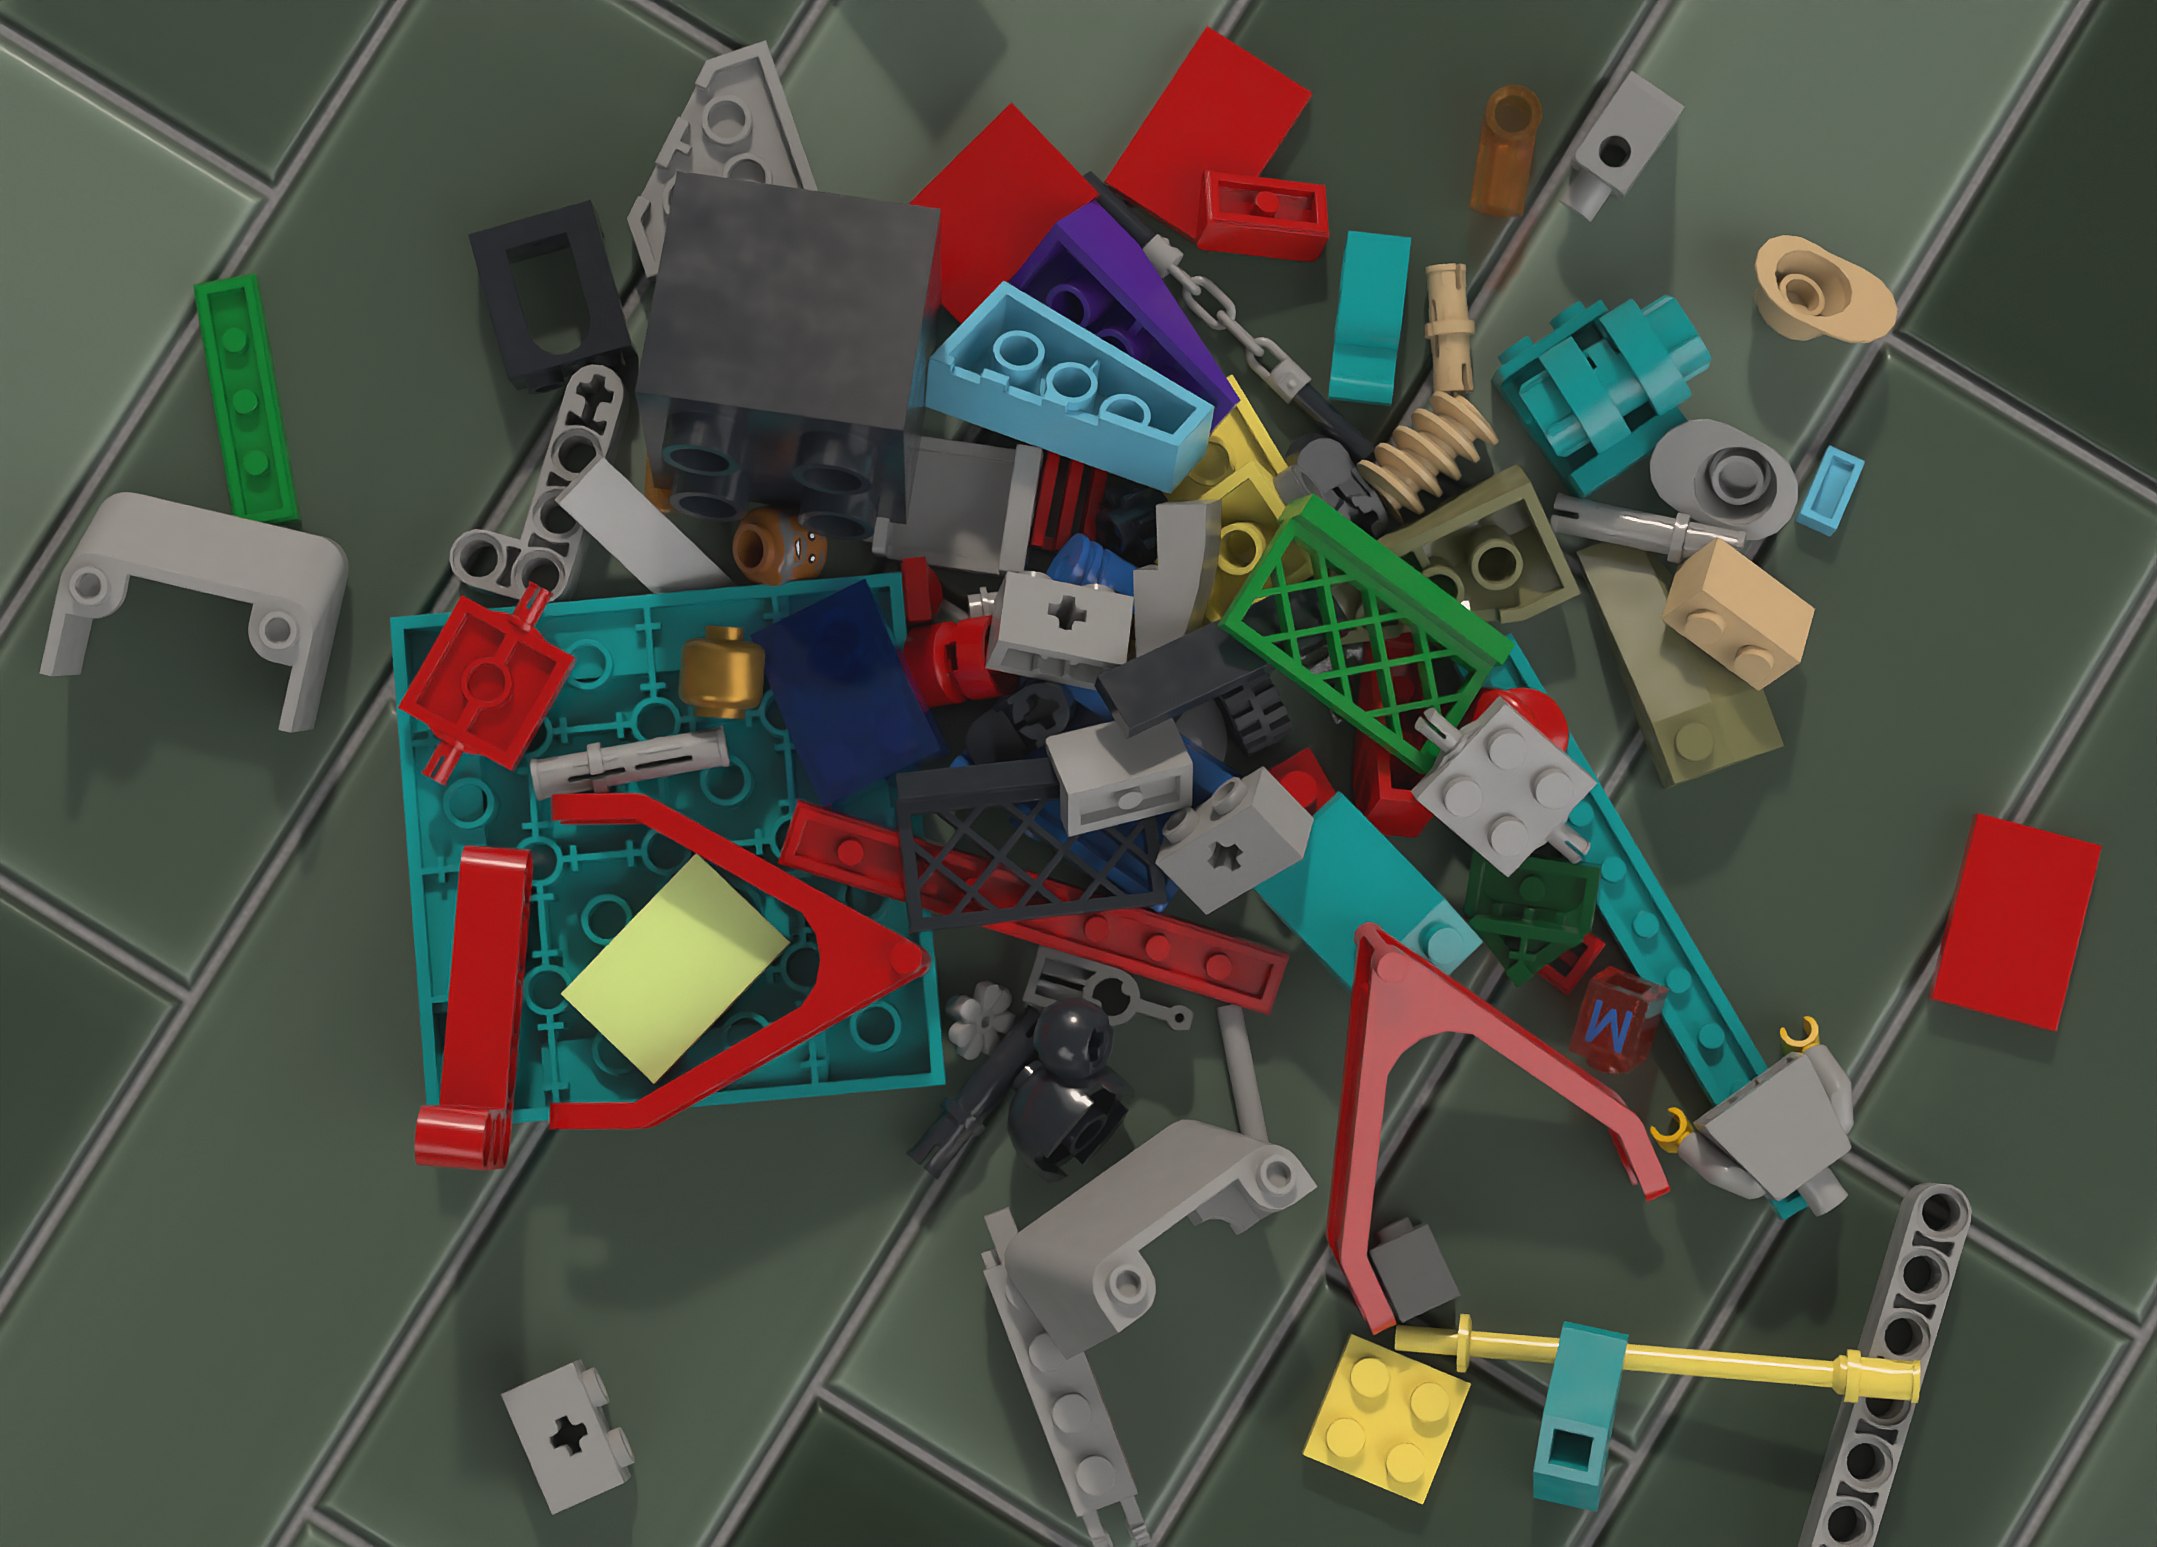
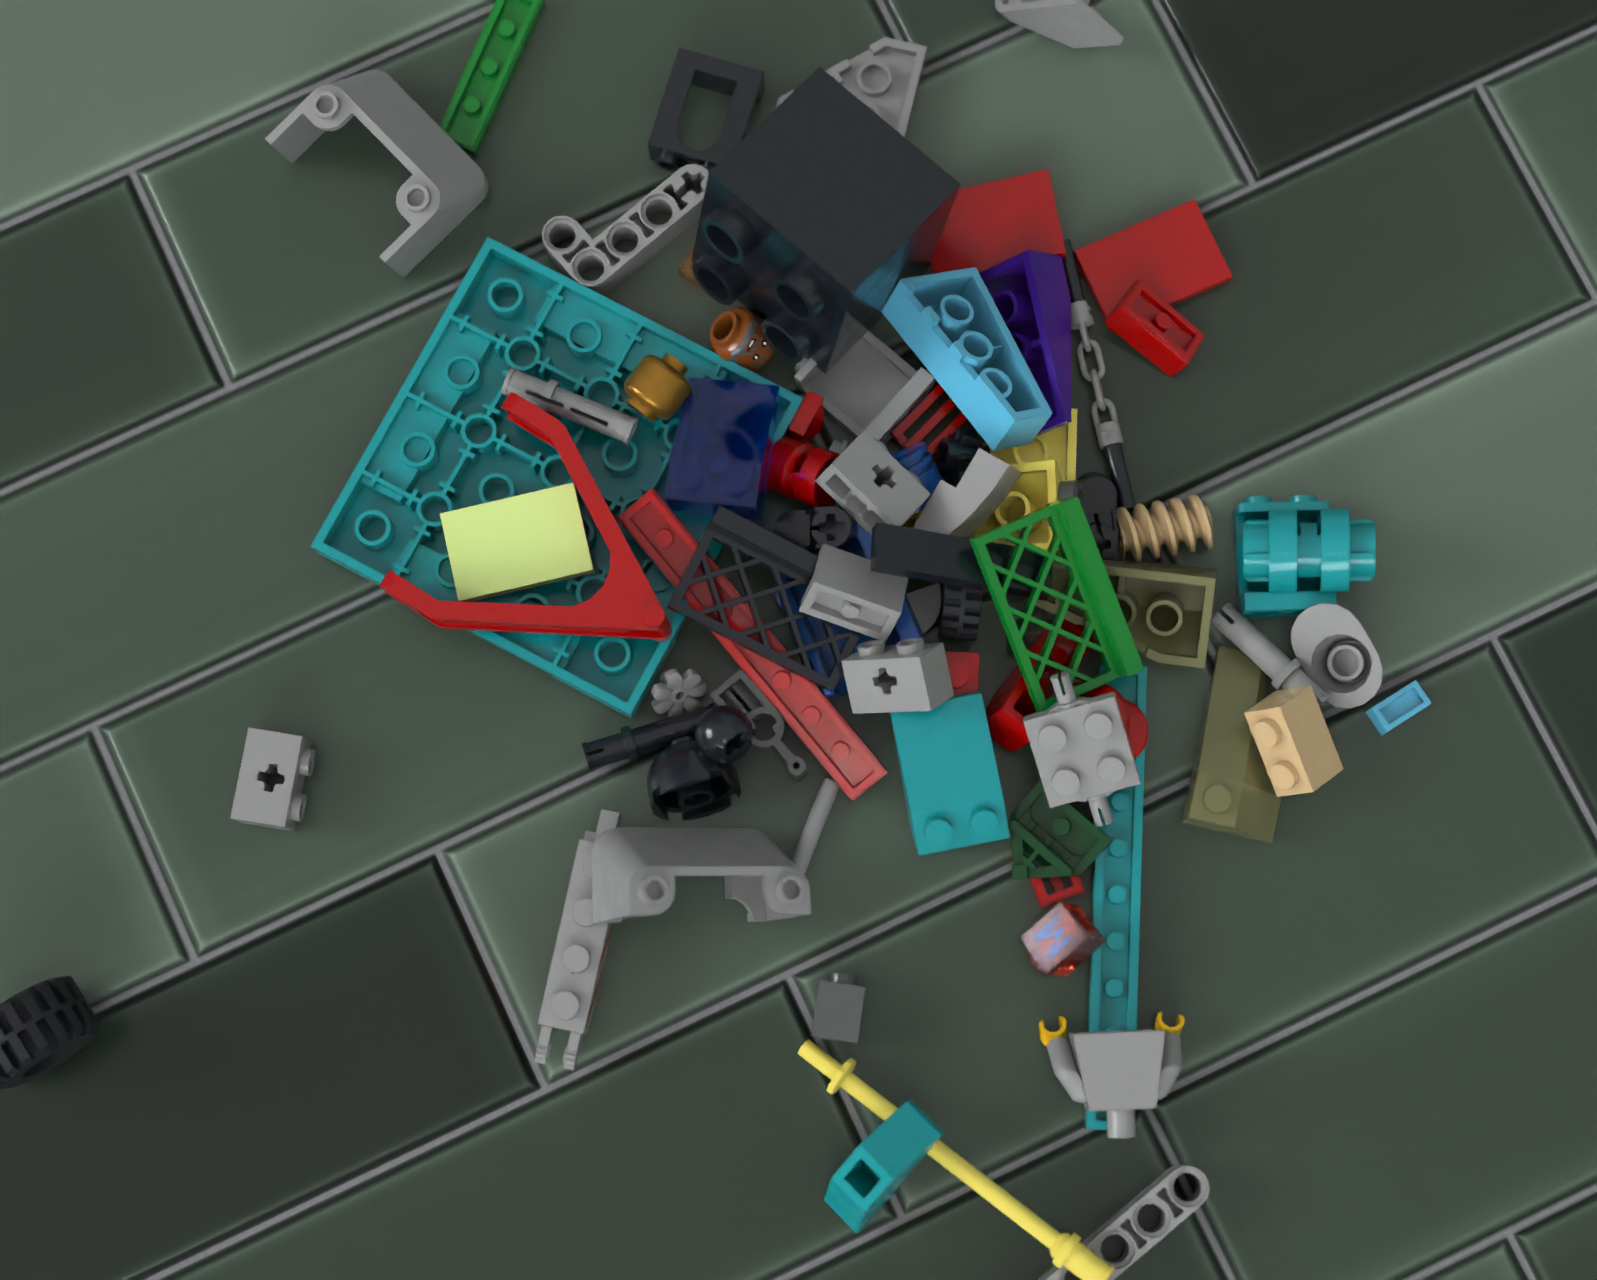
camera: 35 degrees right, 5 degrees down
(483, 1014) = (384, 498): red beam -> none
(487, 683) = (517, 307): red plate -> none
(638, 532) = (664, 277): light grey tile -> none
(1369, 317) = (1181, 427): teal piece -> none
(1386, 1418) = (765, 1092): light yellow plate -> none
(1393, 1006) = (941, 837): piece -> none
(1449, 328) = (1227, 463): tan pin -> none
(1504, 156) = (1326, 383): clear orange piece -> none
(1636, 123) = (1417, 408): light grey torso -> none
(1817, 293) = (1465, 582): tan piece -> none
(2014, 922) = (1348, 1041): red tile -> none

